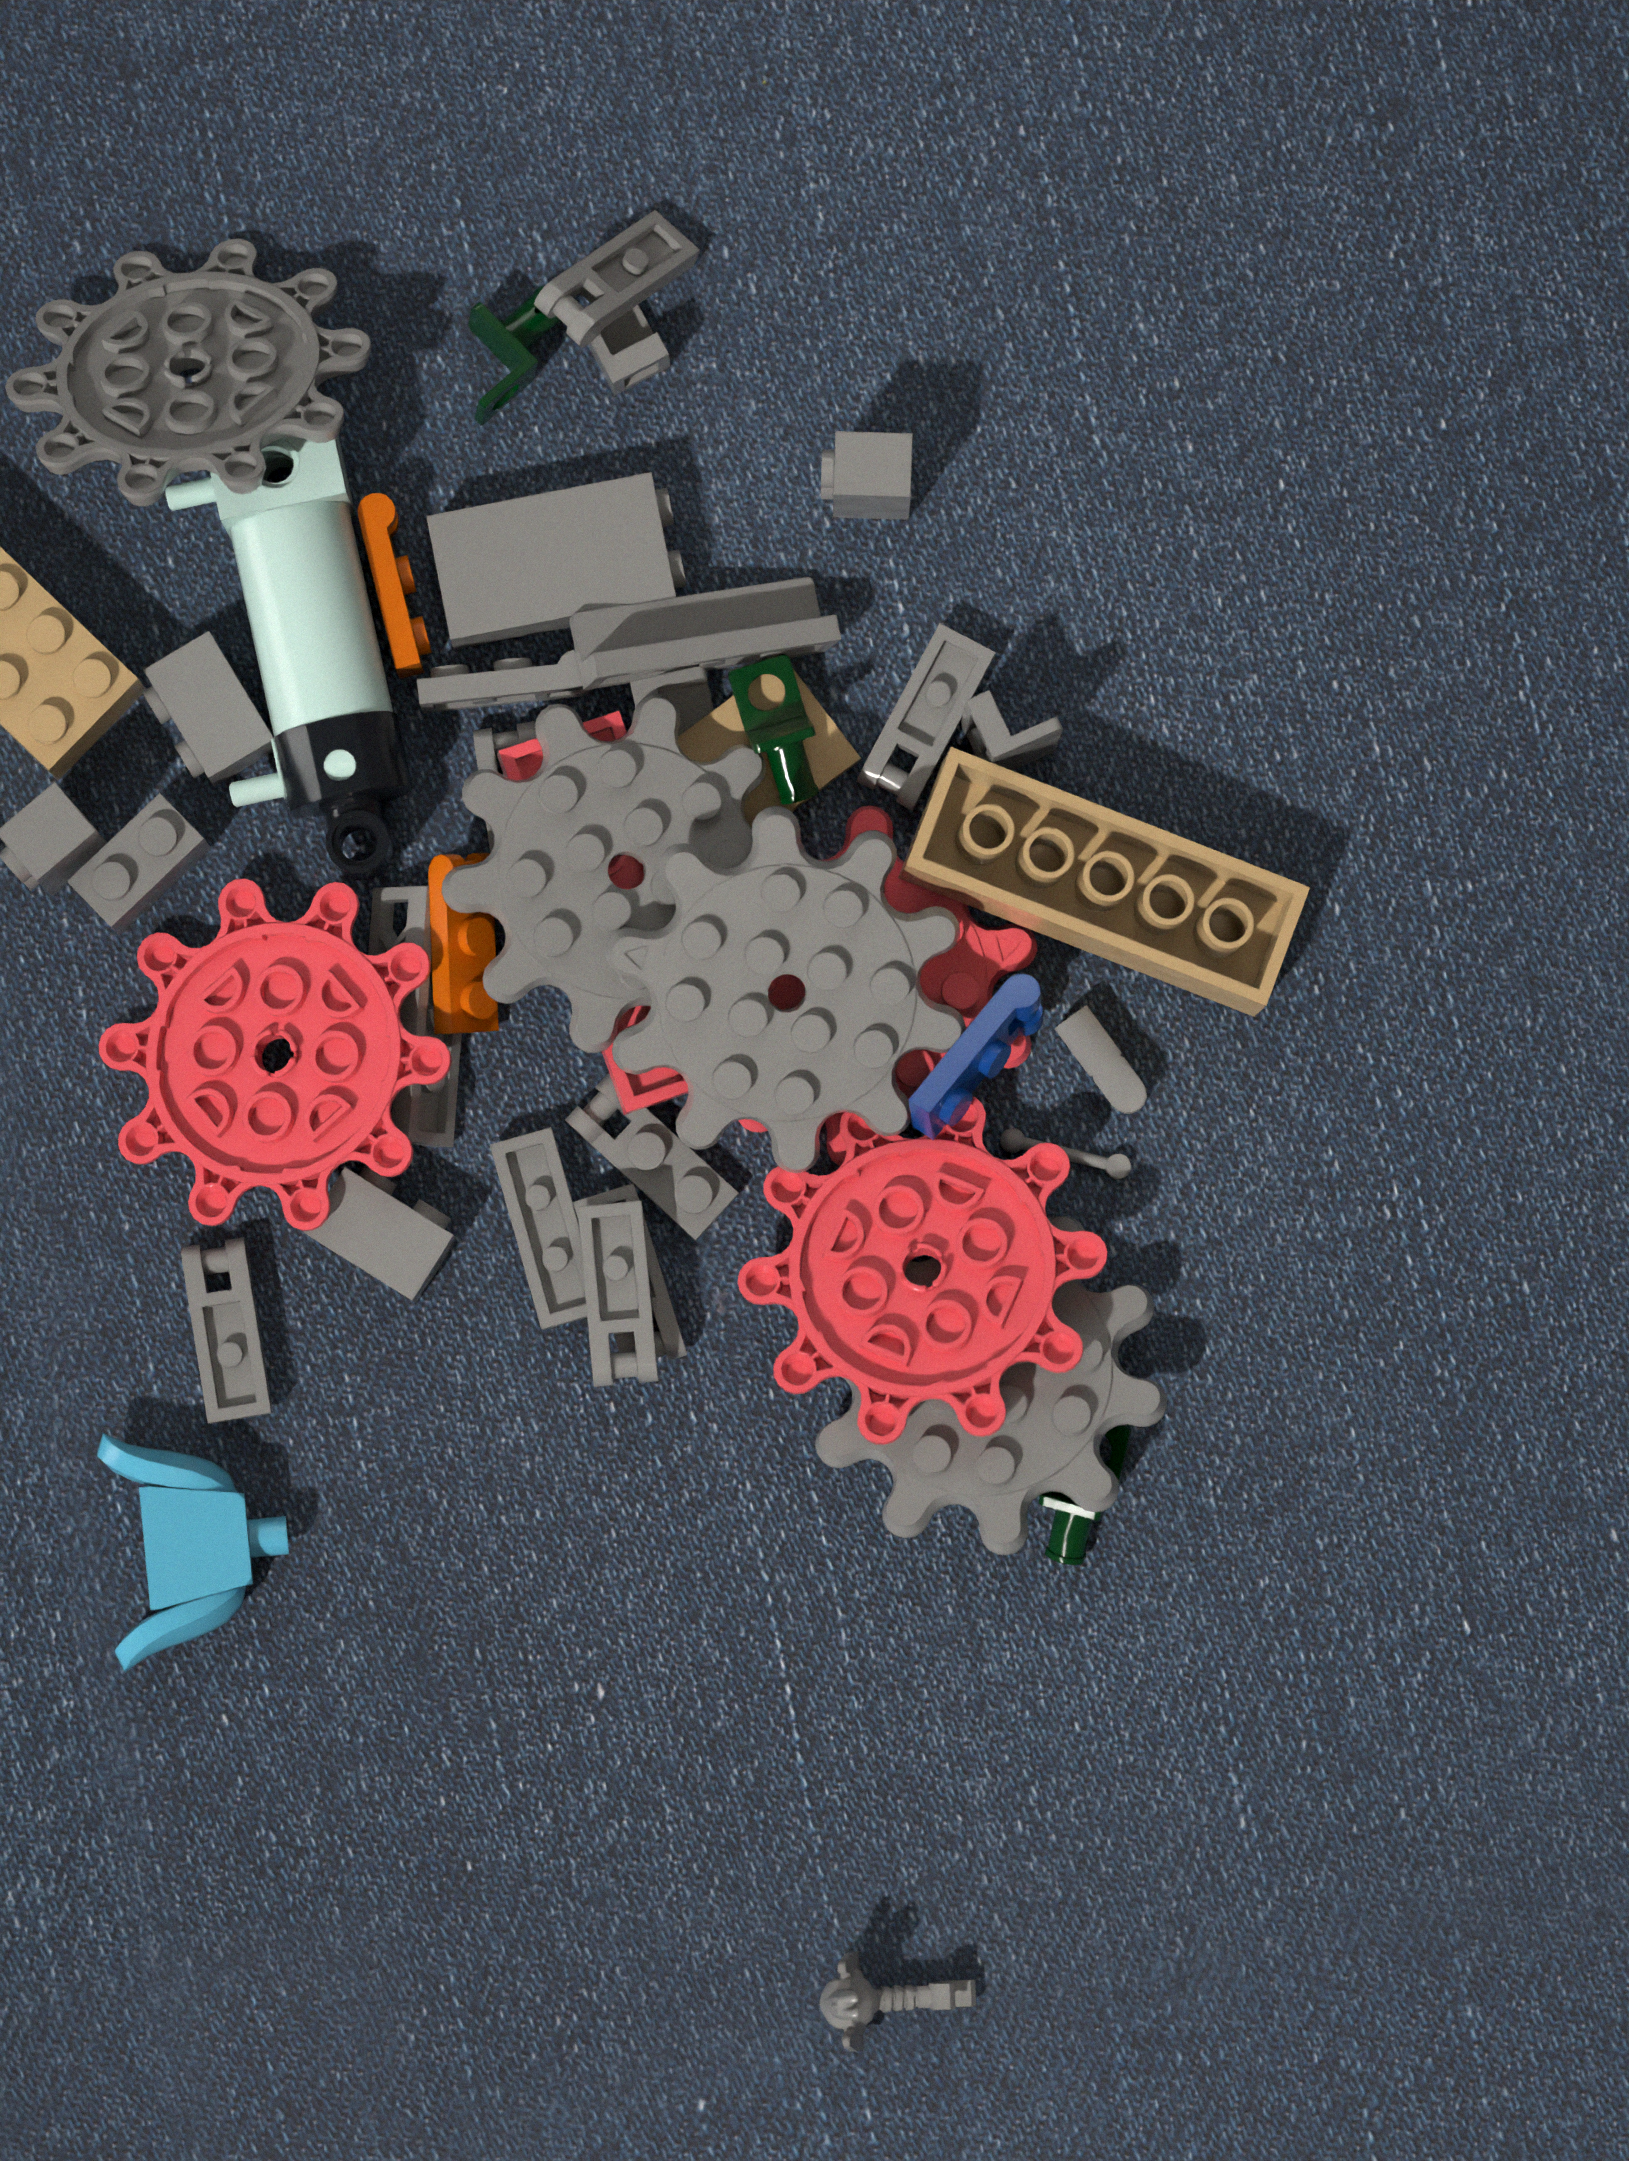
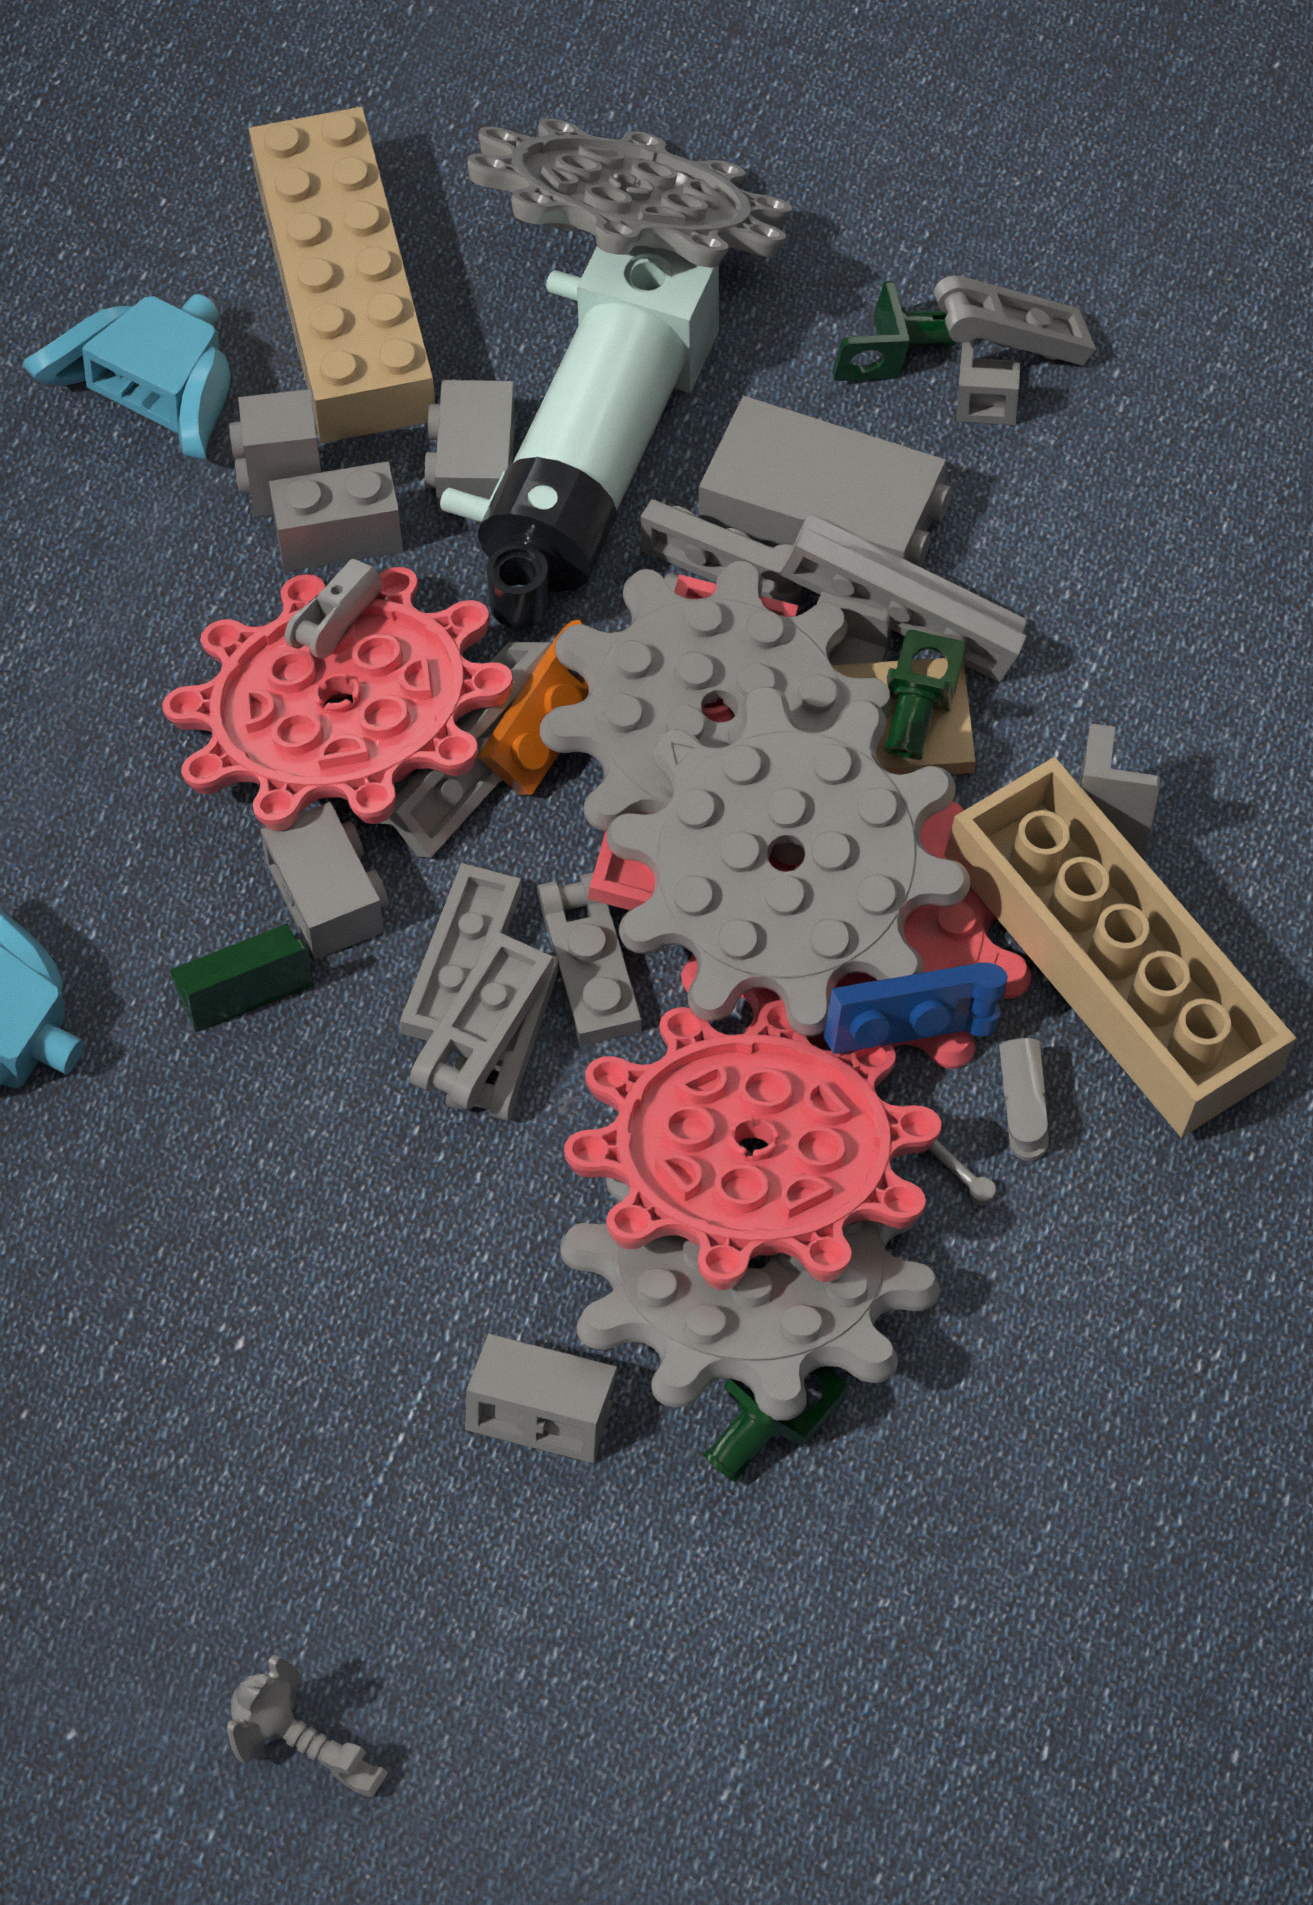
camera: 35 degrees right, 25 degrees down
(214, 964) = (334, 609): none -> light grey bar
(227, 1333) = (143, 884): light grey plate -> none
(370, 1364) = (242, 977): none -> dark green panel
(392, 582) = (684, 434): orange plate -> none
(868, 475) = (1124, 553): light grey brick -> none
(885, 1590) = (540, 1398): none -> light grey hinge
(927, 714) = (1063, 740): light grey plate -> none

